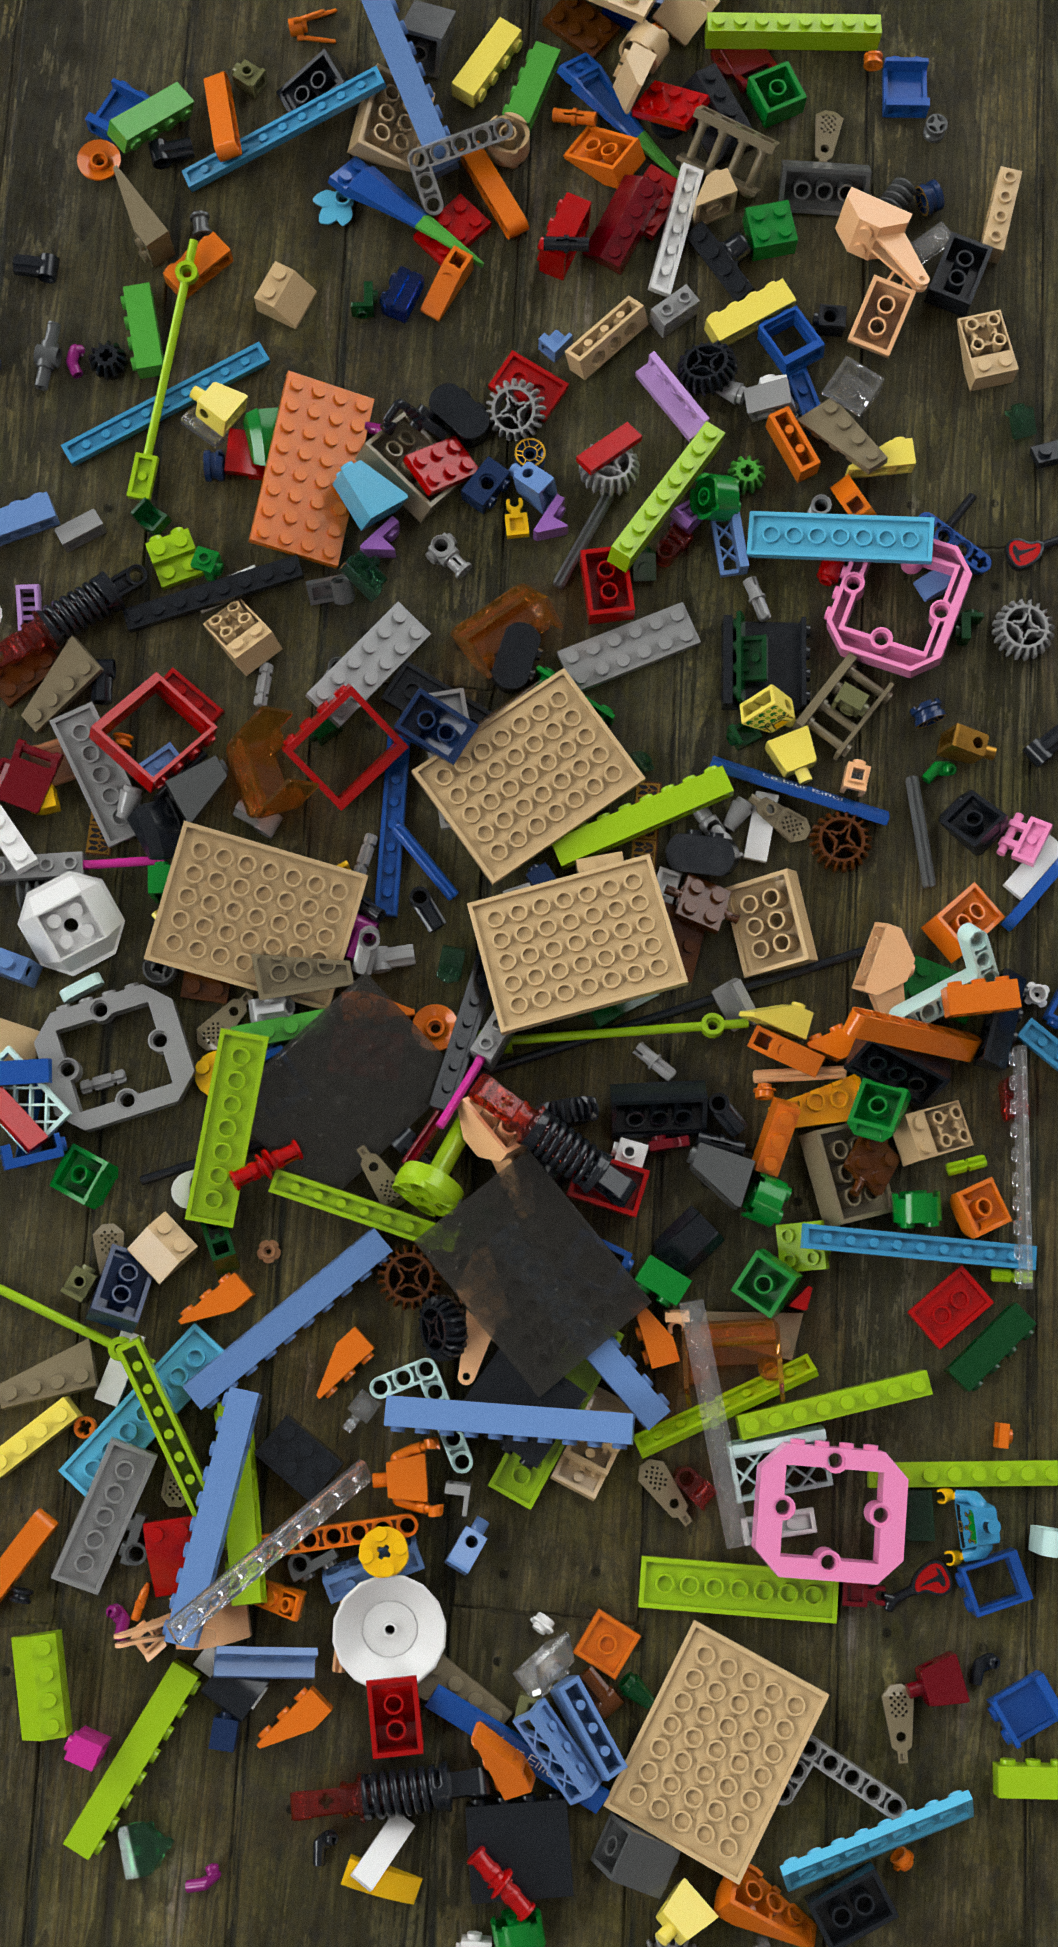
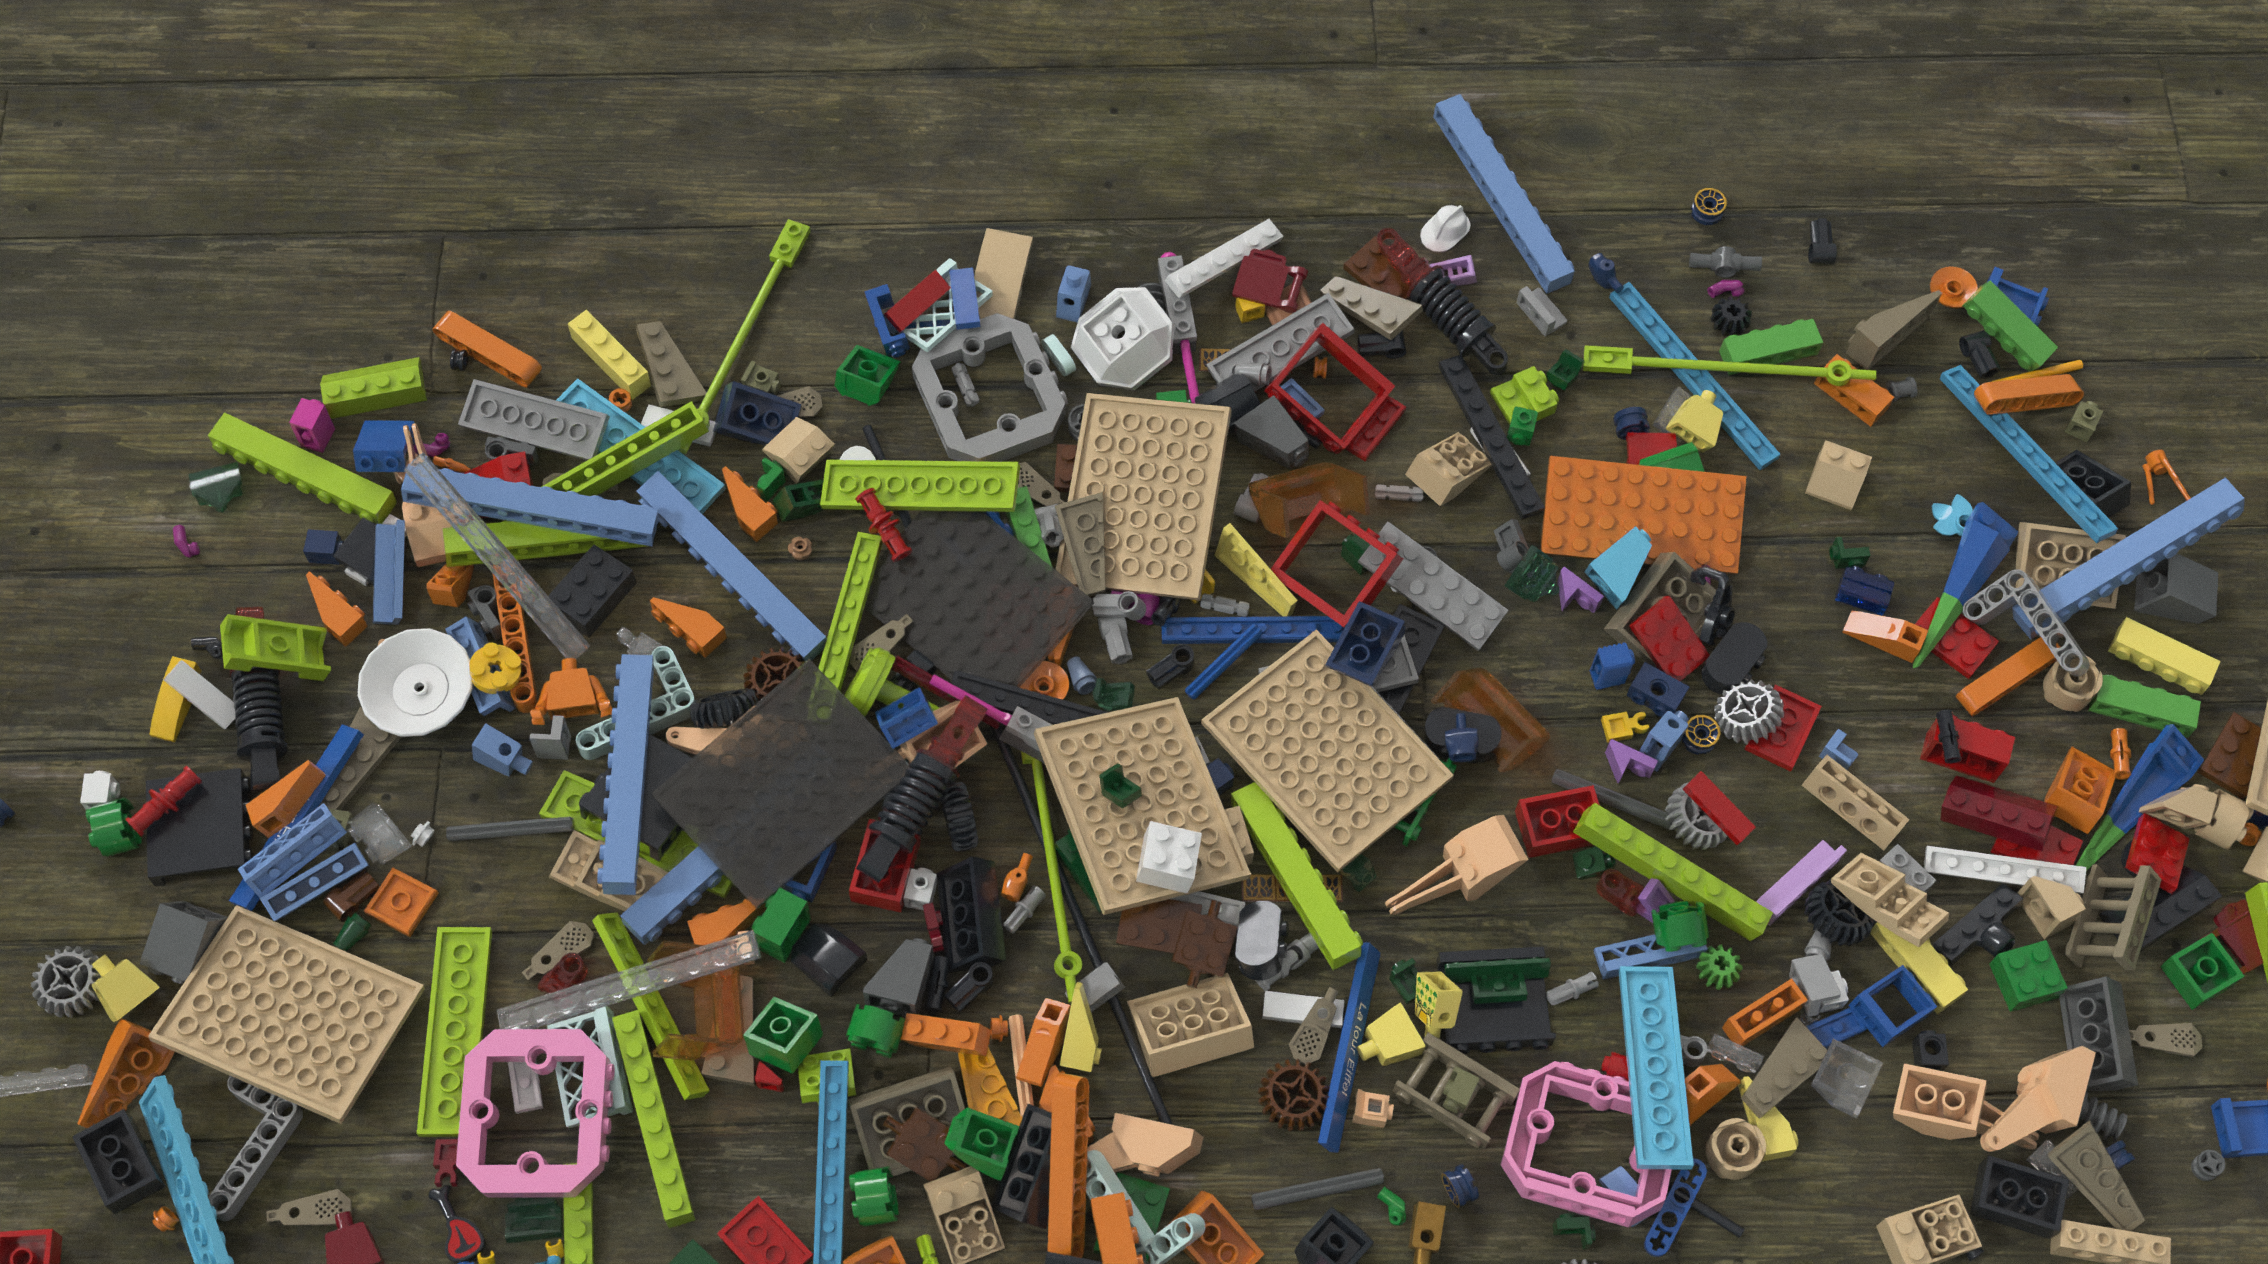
camera: 85 degrees right, 15 degrees down
(49, 465) = (1604, 272): none -> dark blue piece
(120, 1671) = (382, 446): none -> blue panel
(196, 1278) = (772, 480): none -> green bracket
(197, 116) = (2049, 371): none -> light orange bar
(334, 826) = (1252, 570): none -> light yellow wing
(343, 1778) = (273, 646): none -> lime piece
(395, 1717) = (331, 695): red slope -> none
(428, 992) = (1081, 676): none -> sand blue cone
(449, 557) = (1570, 661): light grey connector -> none
(462, 518) = (1612, 665): none -> blue brick
(489, 1146) = (906, 722): none -> blue window
(531, 656) = (1462, 741): none -> dark blue piece
(544, 1538) = (510, 828): none -> dark grey axle
(568, 959) = (1118, 788): none -> dark green bracket
(628, 1065) = (1017, 880): none -> orange piece
(630, 647) = (1518, 896): light grey plate -> none
(640, 920) = (1169, 857): none -> white brick
(647, 658) = (1475, 858): none -> light nougat slope
(702, 324) = (1889, 900): none -> tan slope
(737, 813) = (1314, 980): light grey cone -> none
(828, 468) = (1727, 1050): none -> clear plate
(907, 487) = (1742, 1136): none -> tan brick
(947, 211) = (2093, 1172): none -> dark tan wing

